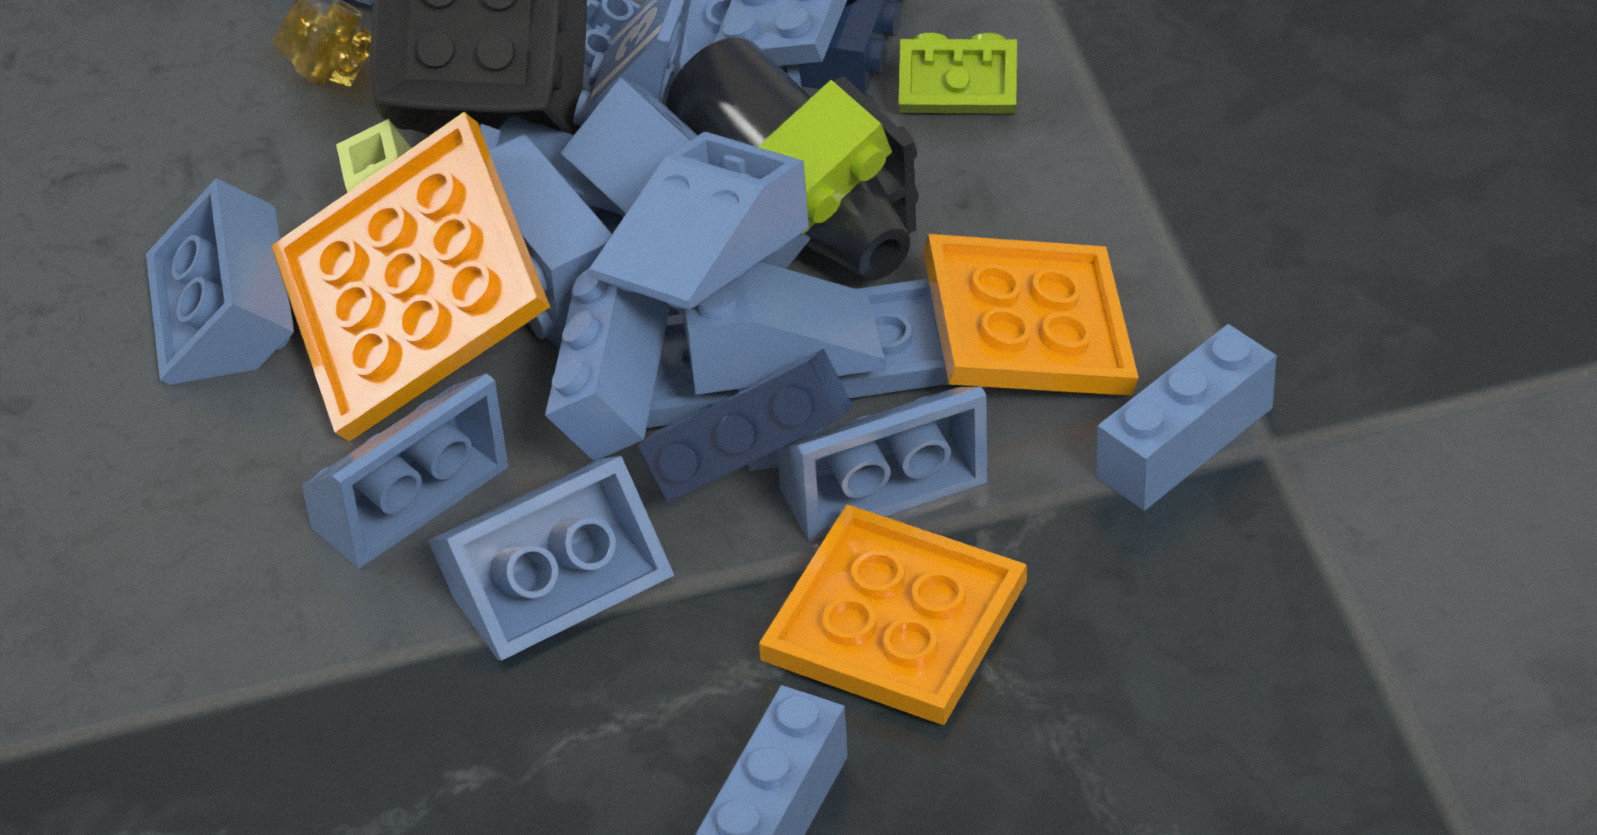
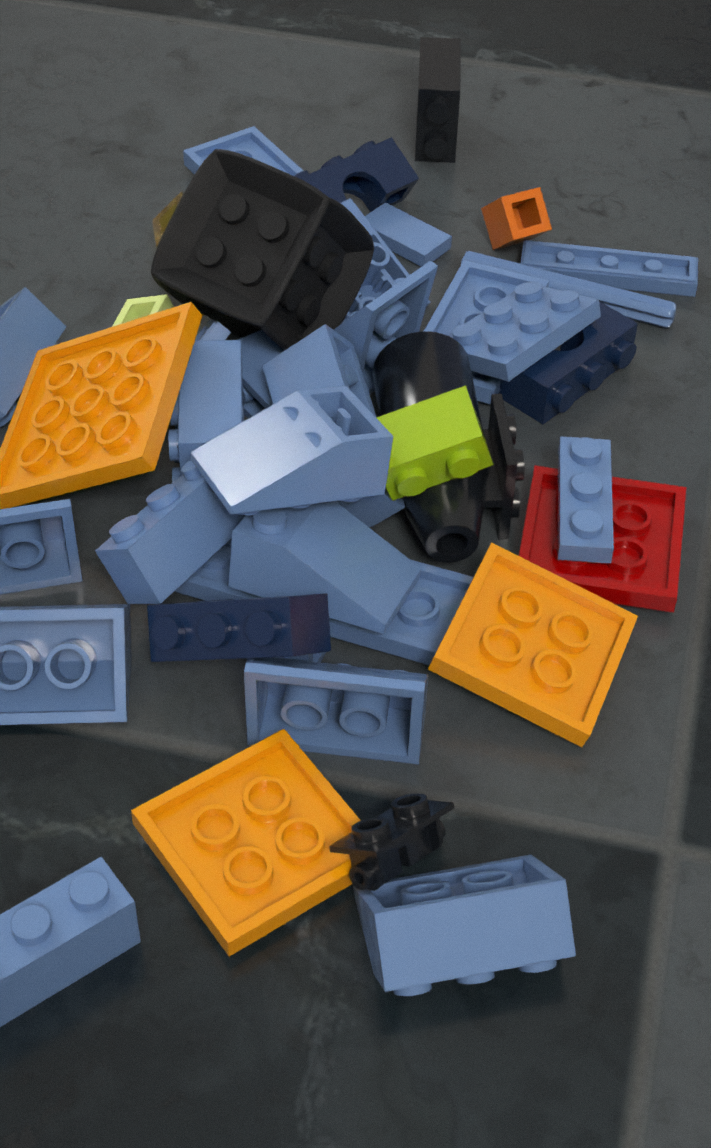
camera: 25 degrees right, 0 degrees up
(958, 74) = (635, 437): lime bracket -> none
(979, 152) = (585, 500): none -> medium blue plate
(1020, 179) = (645, 535): none -> red plate
(1027, 549) = (393, 839): none -> black hinge
(1140, 591) = (466, 924): none -> medium blue slope
(1185, 417) = (606, 787): medium blue brick -> none

